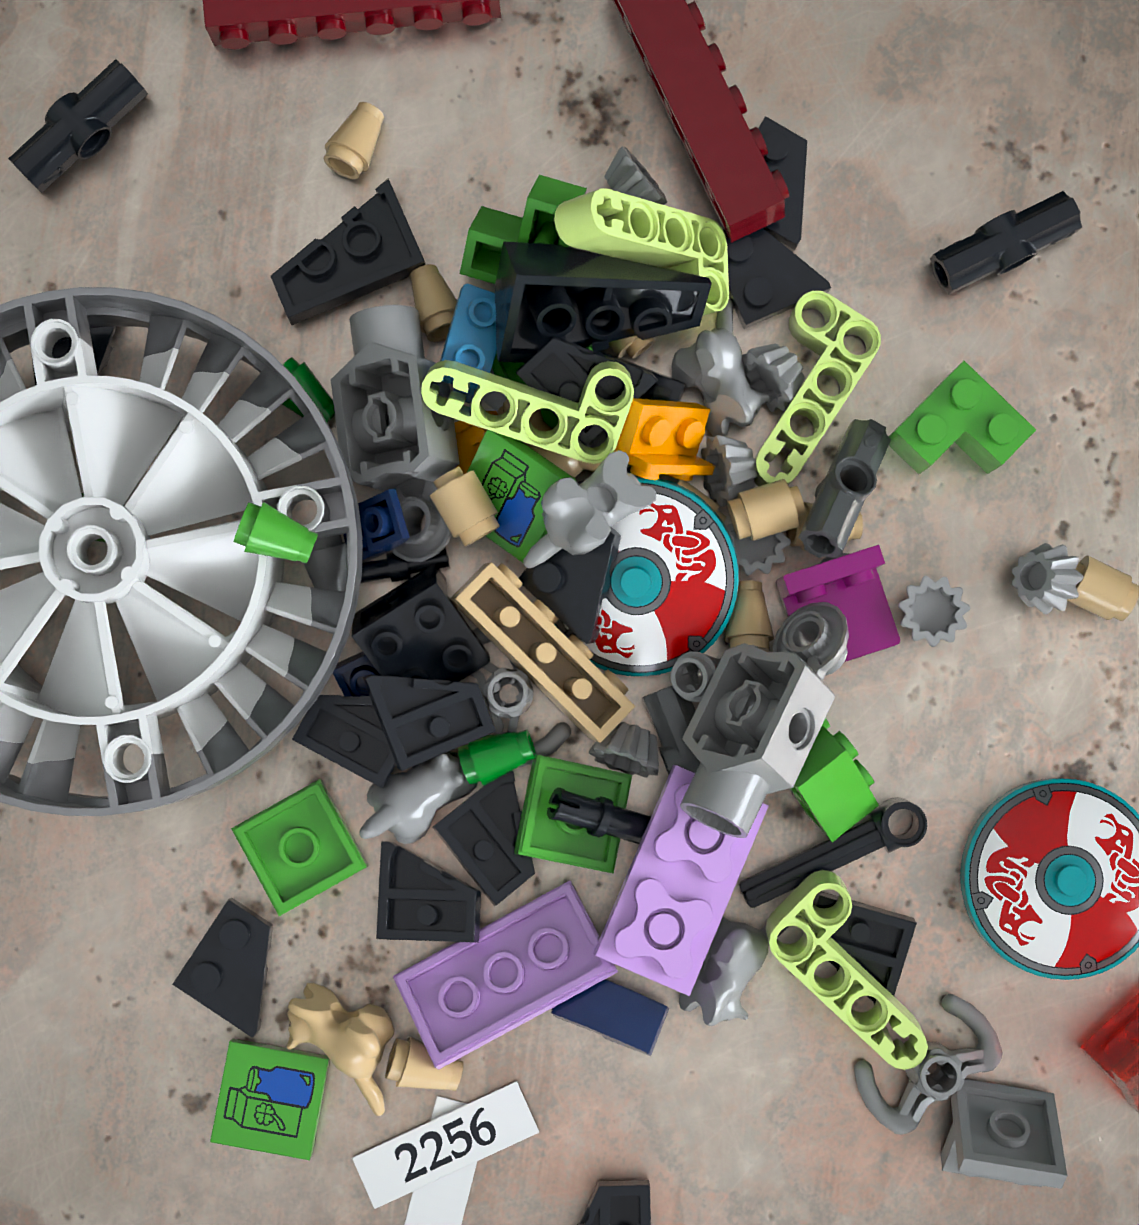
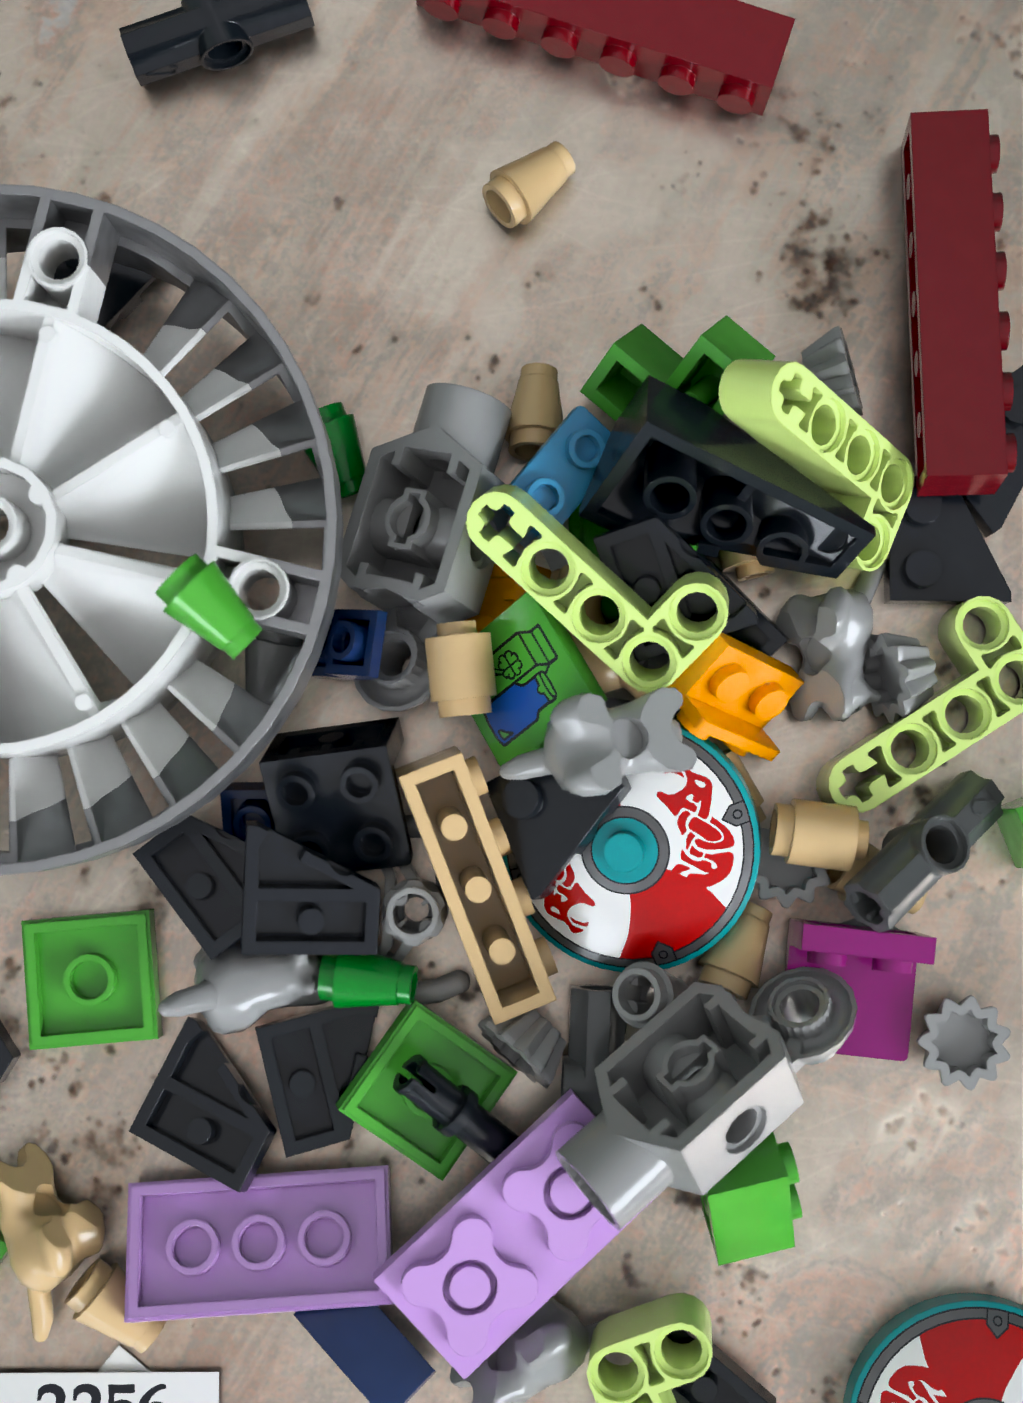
camera: 30 degrees right, 0 degrees up
(352, 260) = (461, 321): black wing -> none
(398, 568) = (351, 703): black bar -> none
(732, 471) = (799, 766): light grey piece -> none
(833, 855) = (740, 1279): black axle -> none

